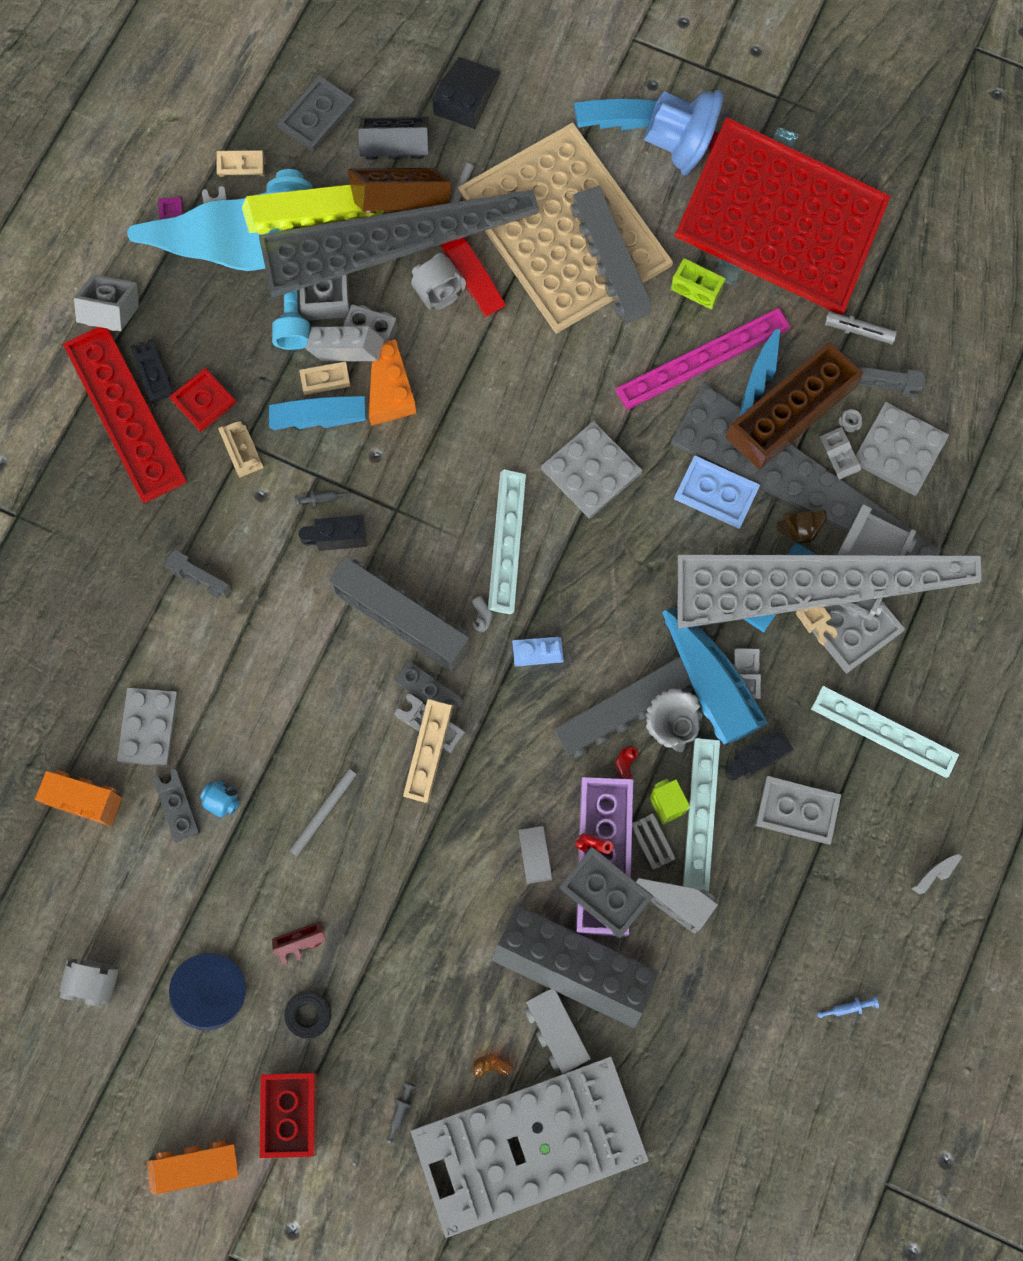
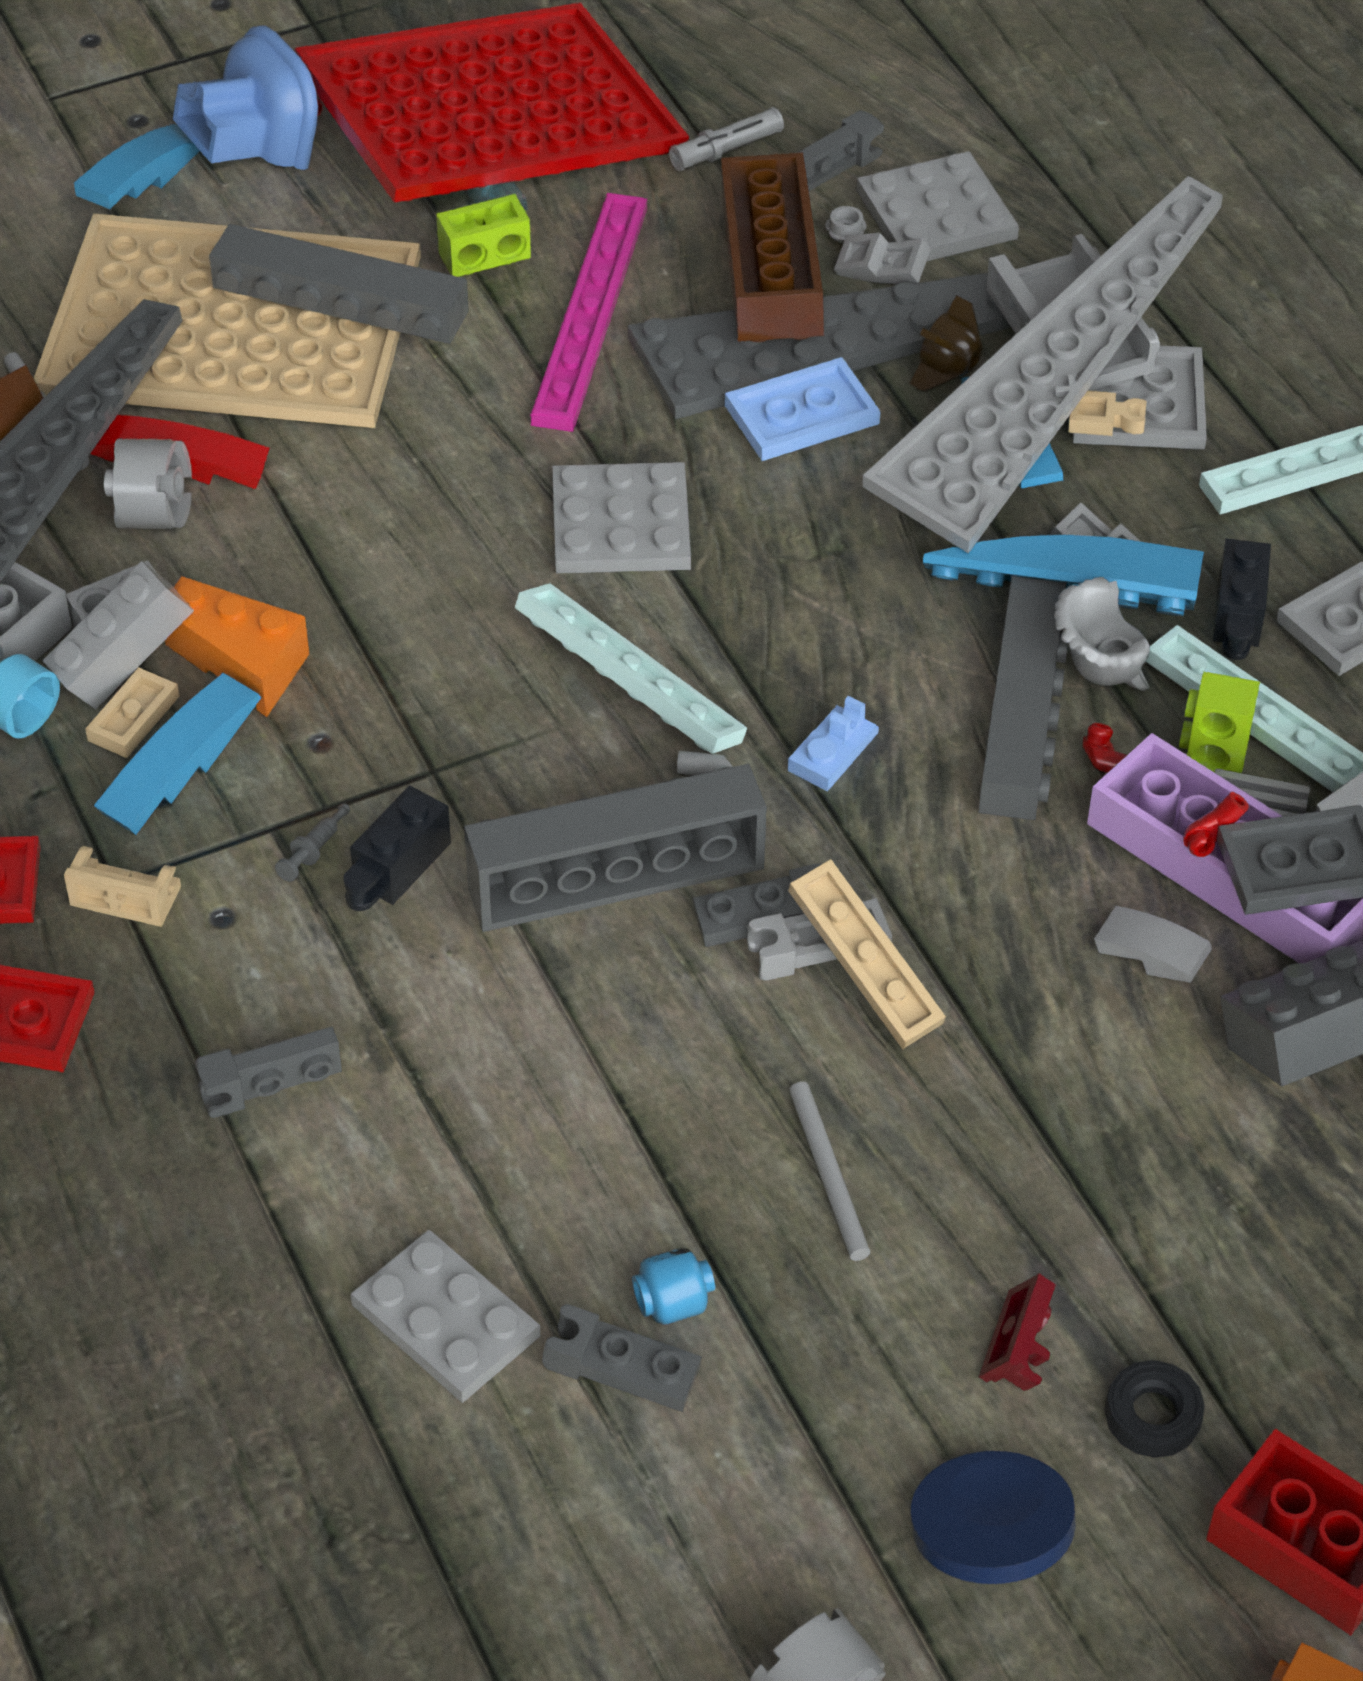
camera: 50 degrees left, 25 degrees down
(79, 797) = (477, 1479): orange wedge -> none
(762, 371) = (686, 263): dark azure slope -> none

